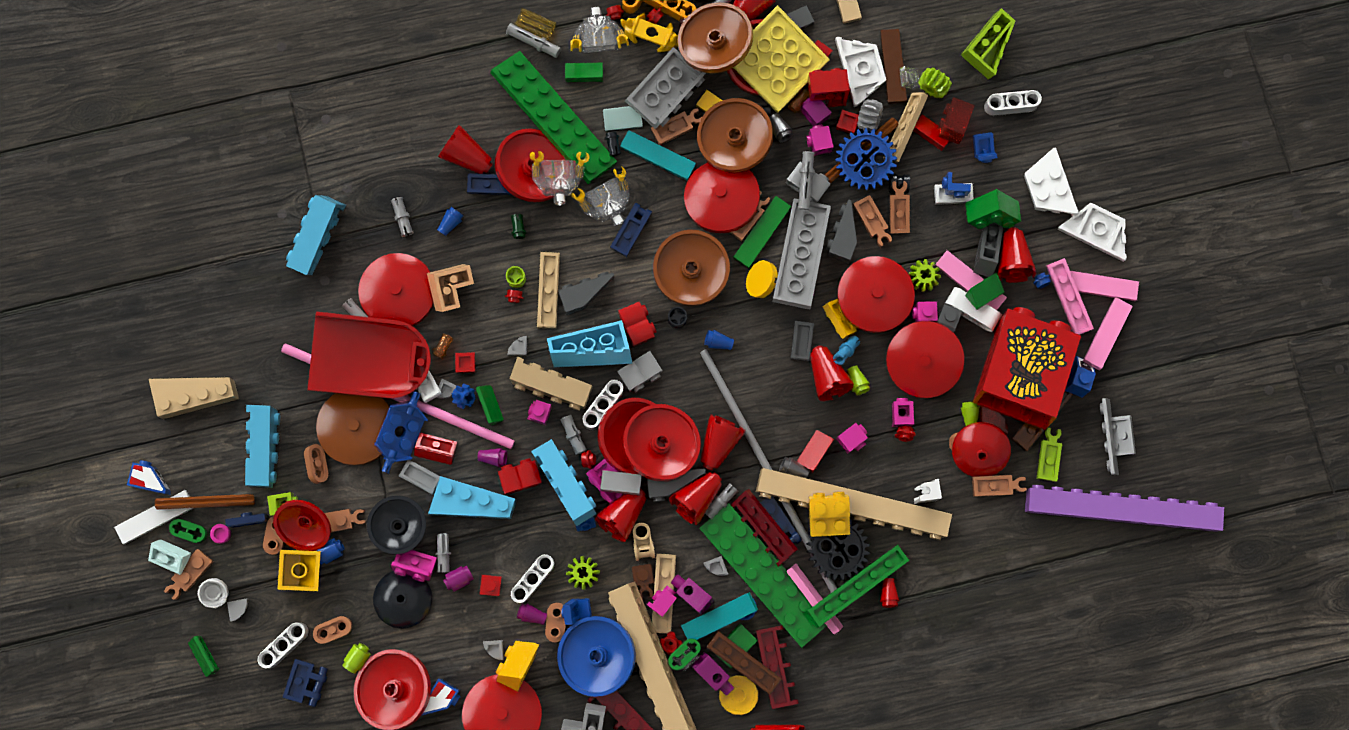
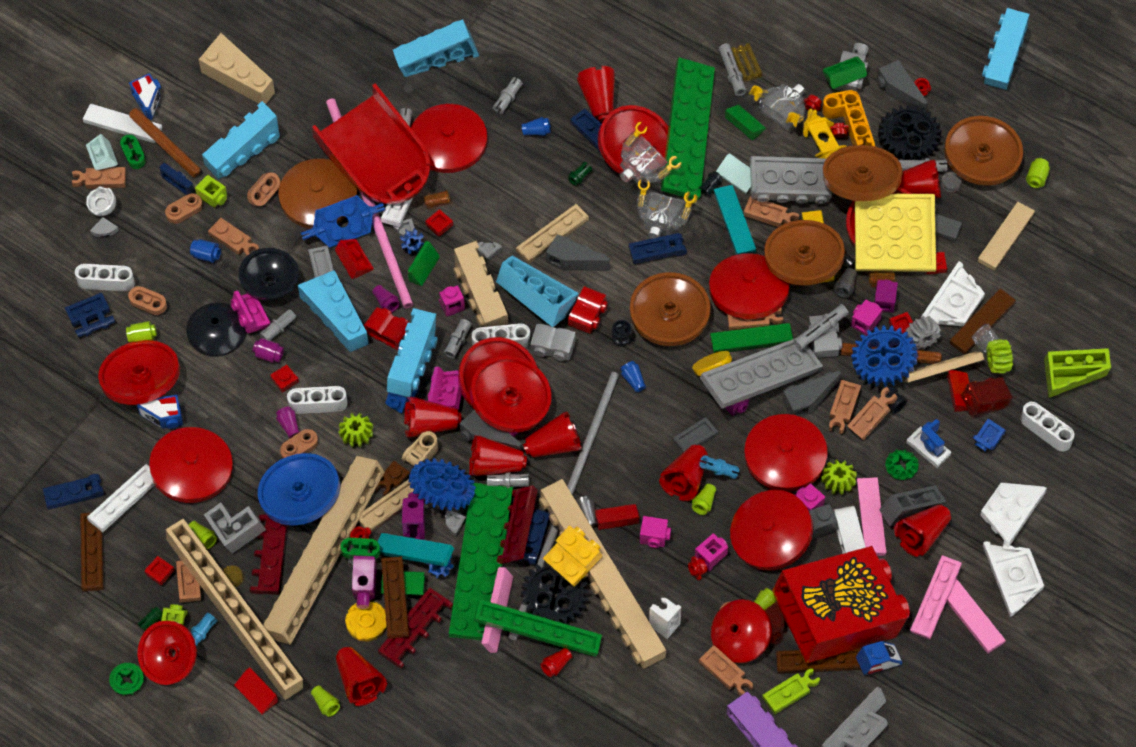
camera: 55 degrees right, 20 degrees down
(203, 655) = (48, 235): green slope -> none
(220, 533) = (150, 173): dark pink tile -> none
(299, 570) = (170, 237): yellow slope -> none
(302, 525) = (207, 211): red dish -> none
(444, 285) = (486, 156): light nougat brick -> none
(494, 649) = (238, 421): light grey tile -> none
(513, 274) = (539, 202): lime wheel -> none
(514, 296) = (524, 213): red plate -> none
(517, 664) = (239, 440): yellow slope -> none
(575, 610) = (320, 446): blue bracket -> none
(588, 459) = (448, 362): red plate -> none
(621, 482) = (451, 393): light grey tile -> none
(662, 600) = (387, 499): dark pink brick -> none
(701, 559) = (441, 484): none -> blue gear
(829, 86) = (914, 282): red brick -> none
(840, 323) = (737, 445): yellow plate -> none
(942, 226) = (898, 471): none -> green gear
(985, 291) = (872, 526): green slope -> none
(993, 208) = (946, 477): green brick -> none
(1042, 280) = (927, 567): blue plate -> none
(1107, 333) = (936, 650): bright pink tile -> none

